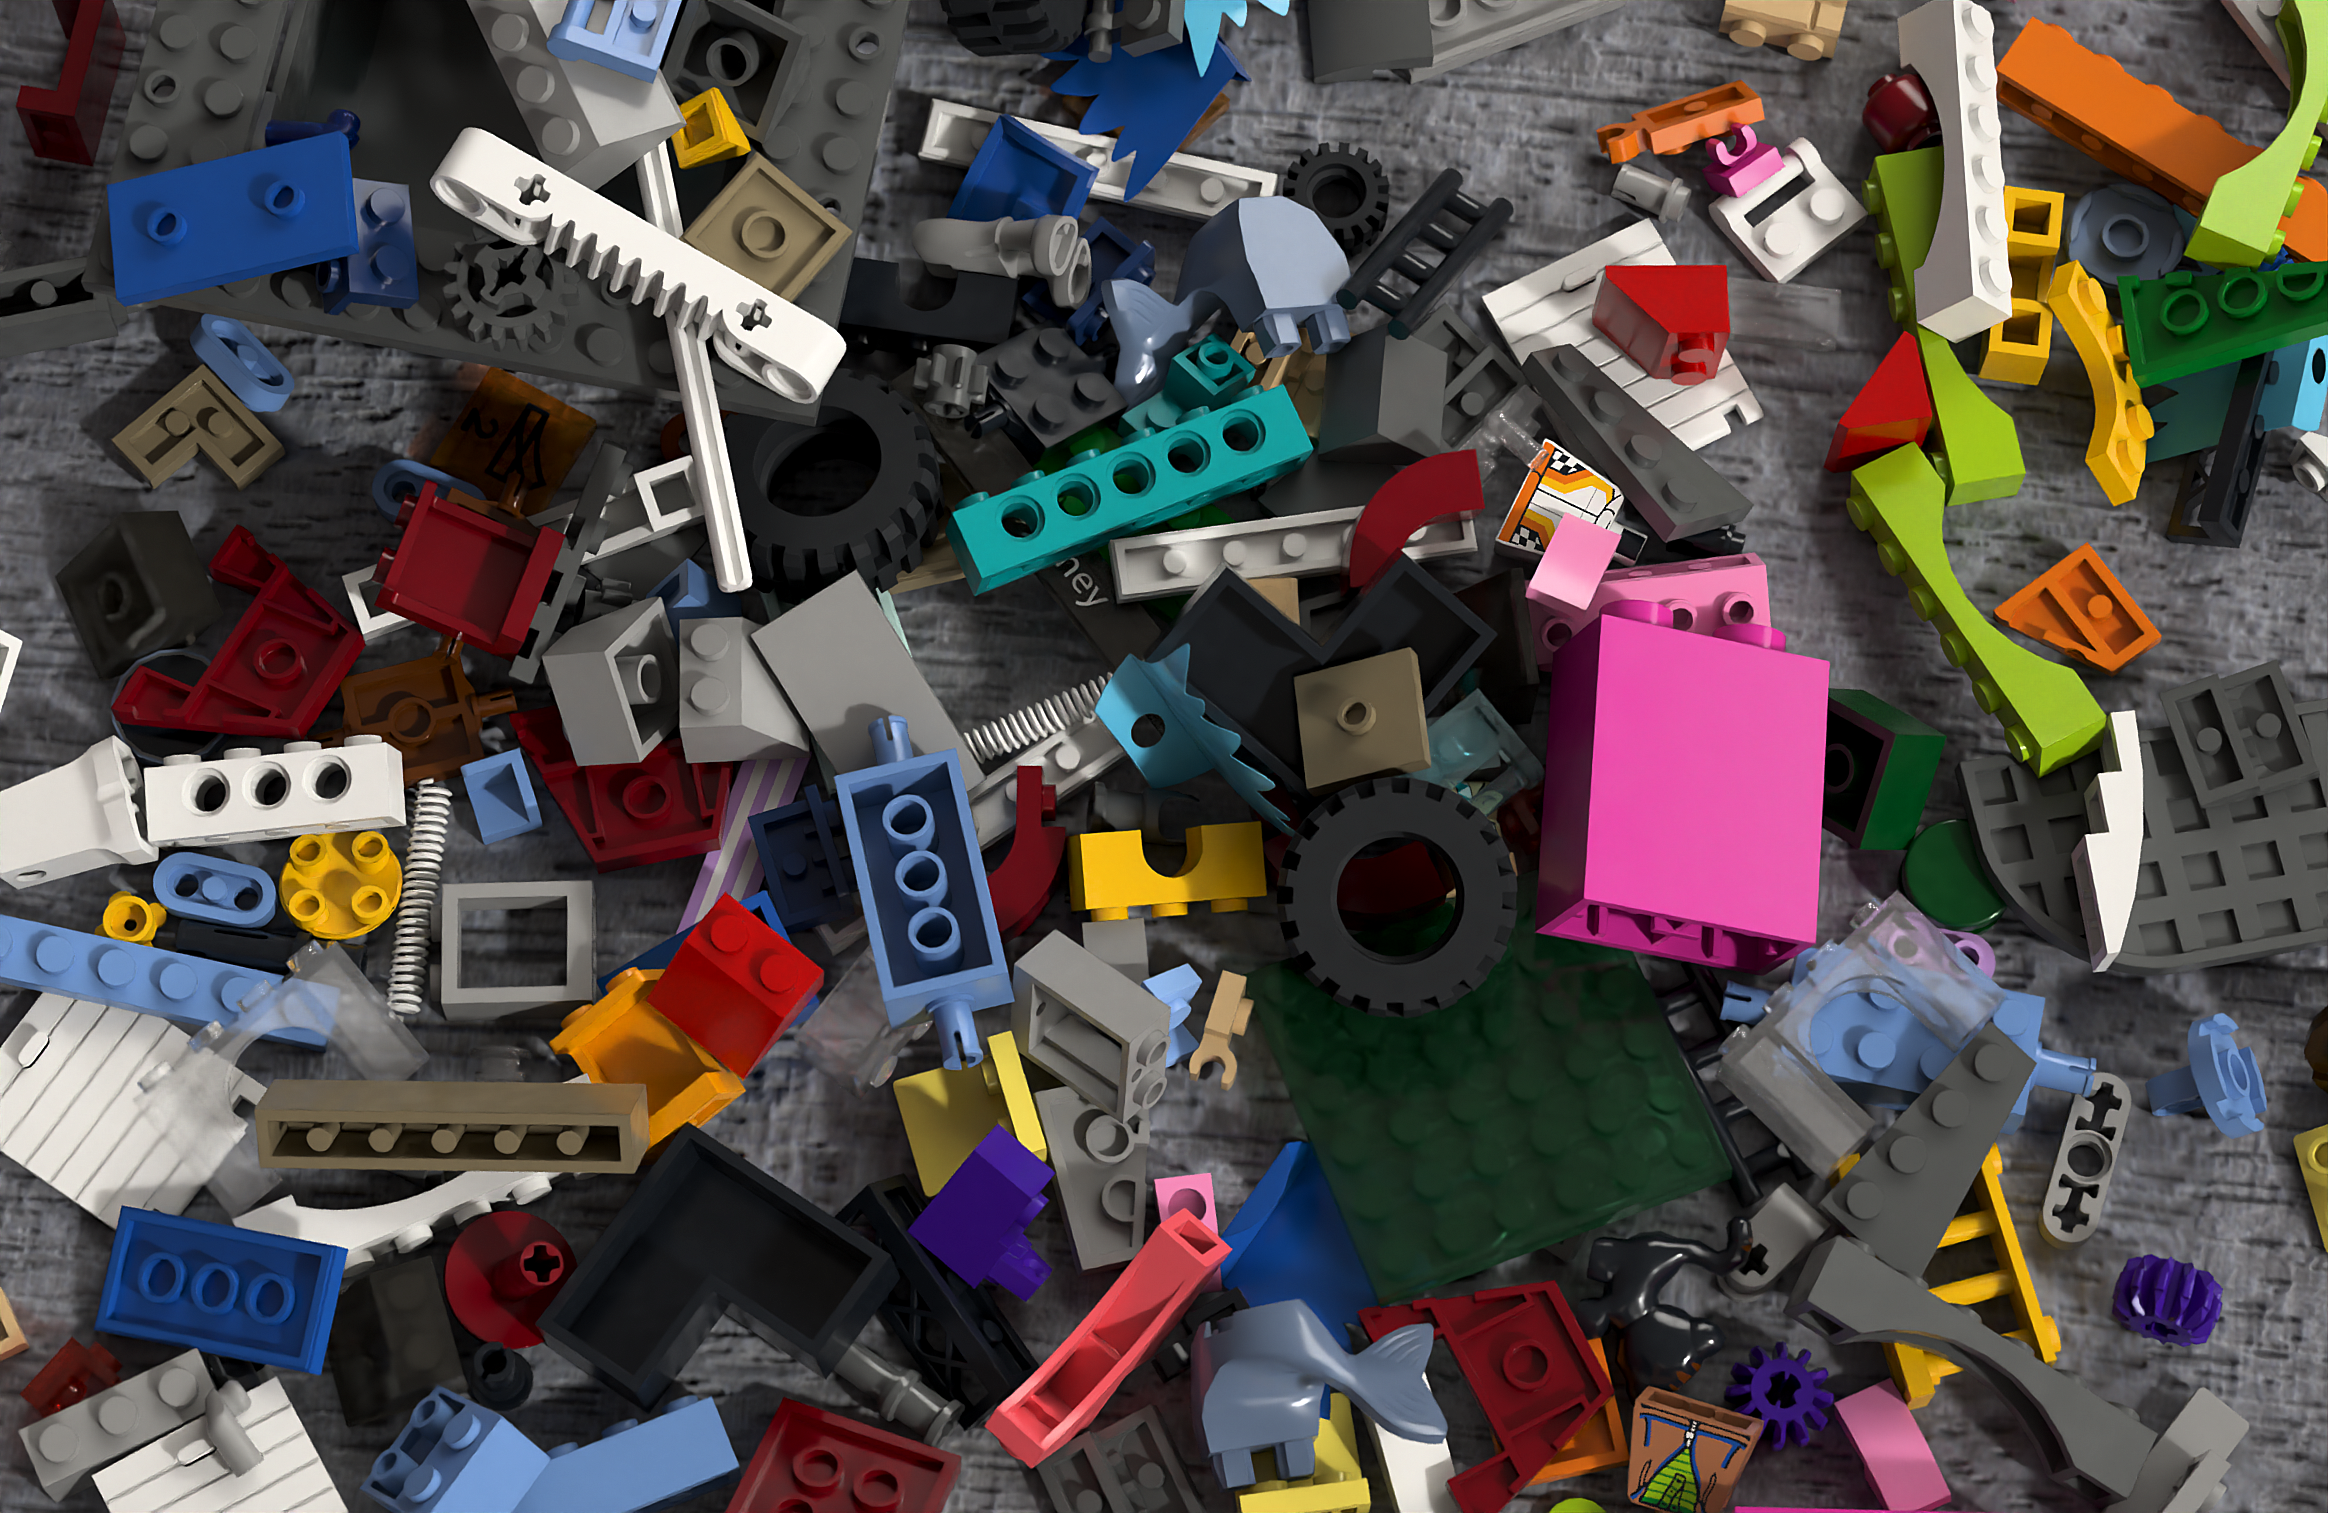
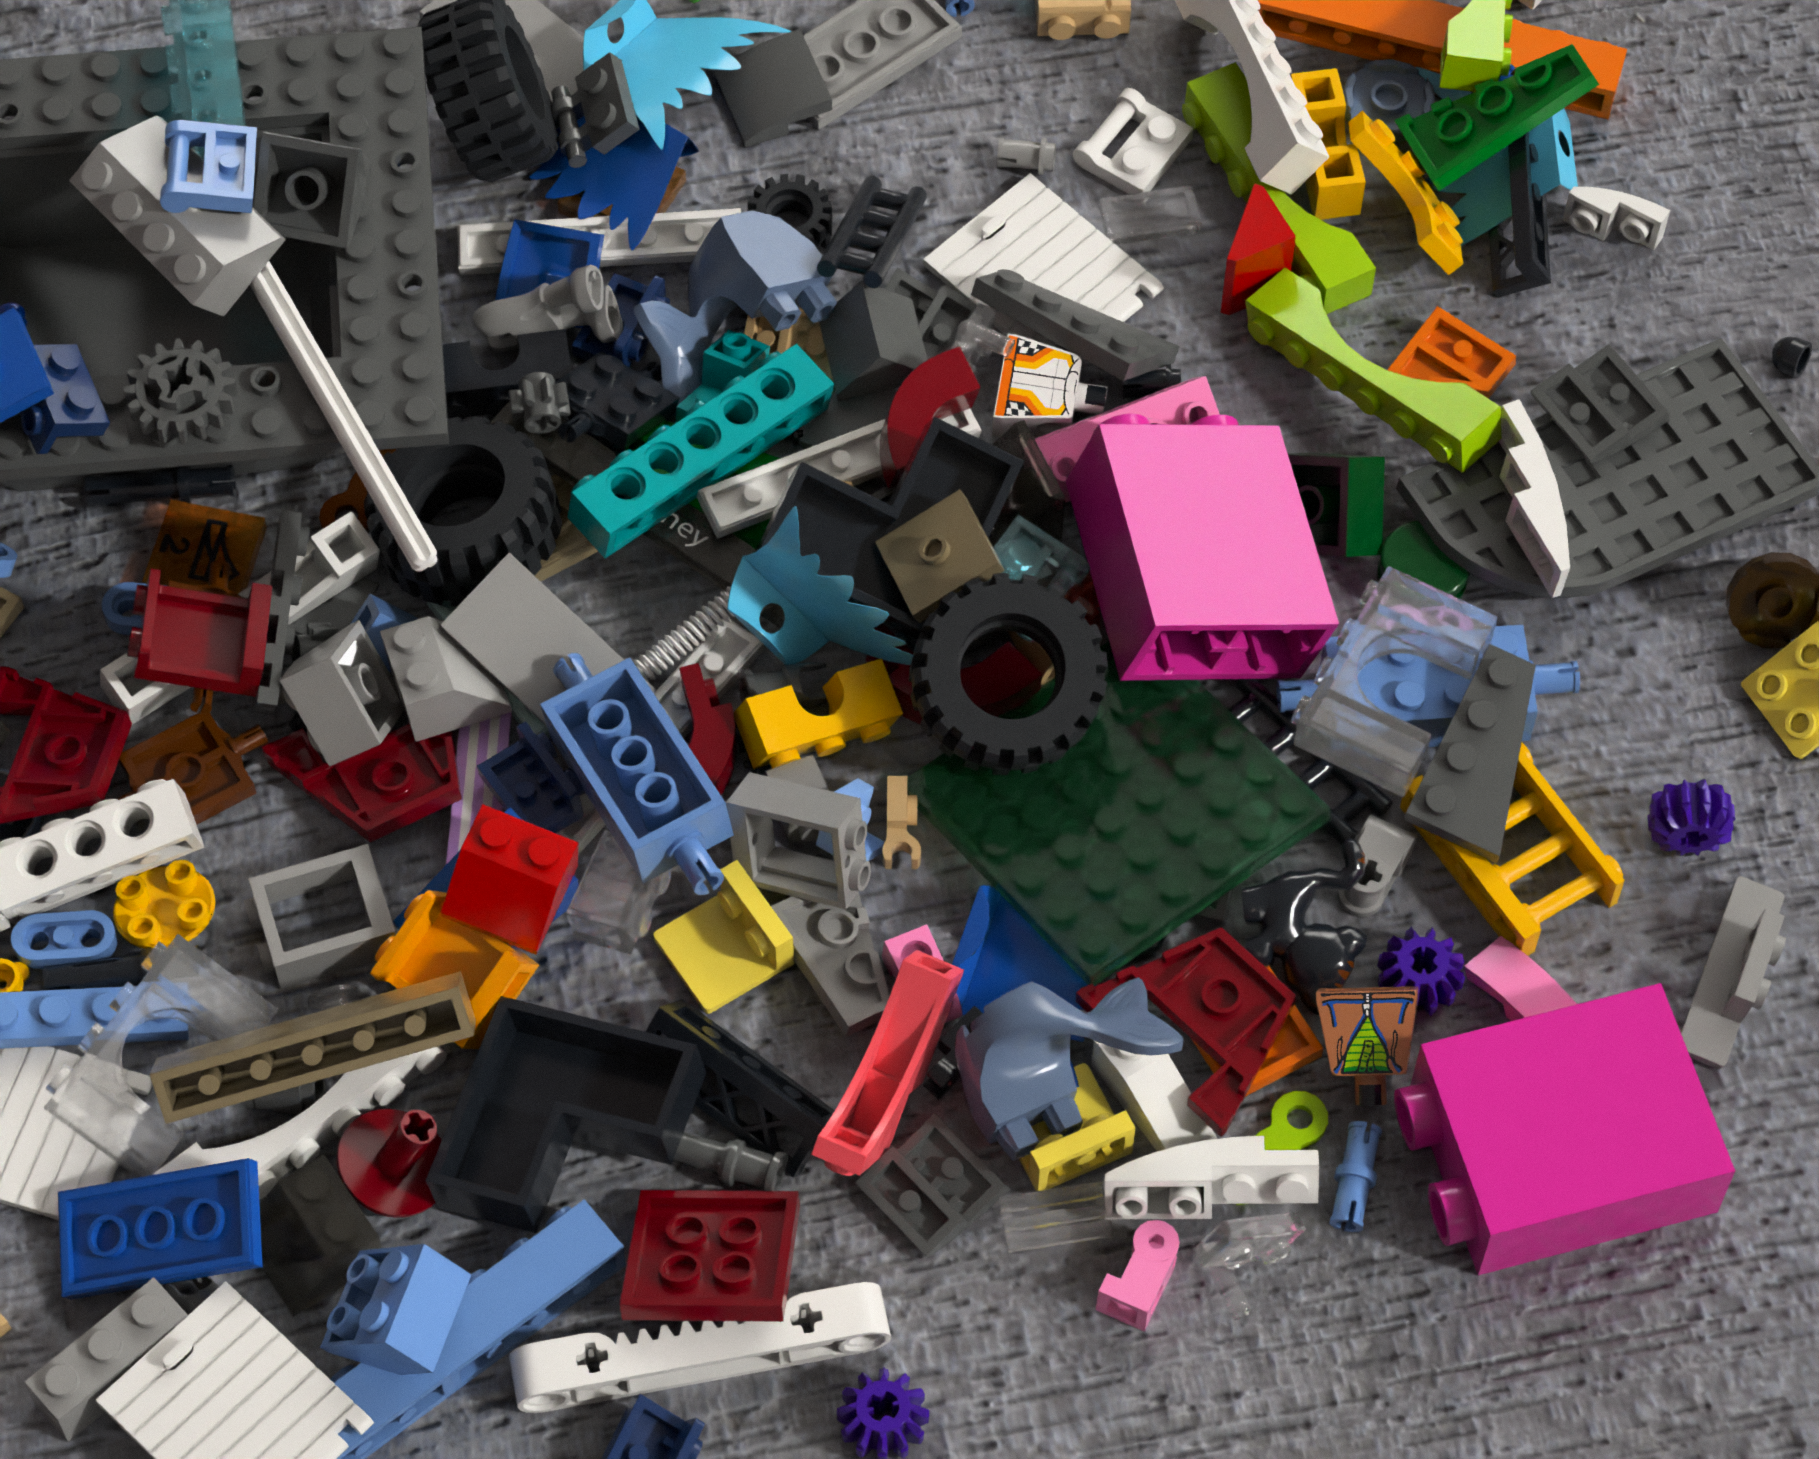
camera: 15 degrees left, 10 degrees down
(63, 1377) = (51, 1333): clear red bracket -> none
(226, 1431) = (197, 1329): light grey arm -> none
(423, 897) = (216, 875): white piece -> none
(495, 180) = (147, 308): white gear -> none
(500, 1378) = (405, 1227): black pin -> none
(501, 796) = (275, 806): medium blue panel -> none
(710, 132) = (302, 250): yellow slope -> none
(768, 230) = (369, 310): dark tan plate -> none
(982, 1216) = (758, 1003): dark purple hinge -> none
(1572, 567) = (1061, 413): bright pink slope -> none
(1666, 318) = (1070, 227): red slope -> none
(1679, 123) = (1029, 103): orange plate -> none
(1744, 166) = (1089, 117): dark pink tile -> none
(1902, 114) = (1196, 50): dark red head -> none
(2056, 1198) = (1581, 760): light grey beam -> none
(2079, 1437) = (1659, 932): dark grey arch -> none
(2217, 1078) = (1667, 653): medium blue tile -> none

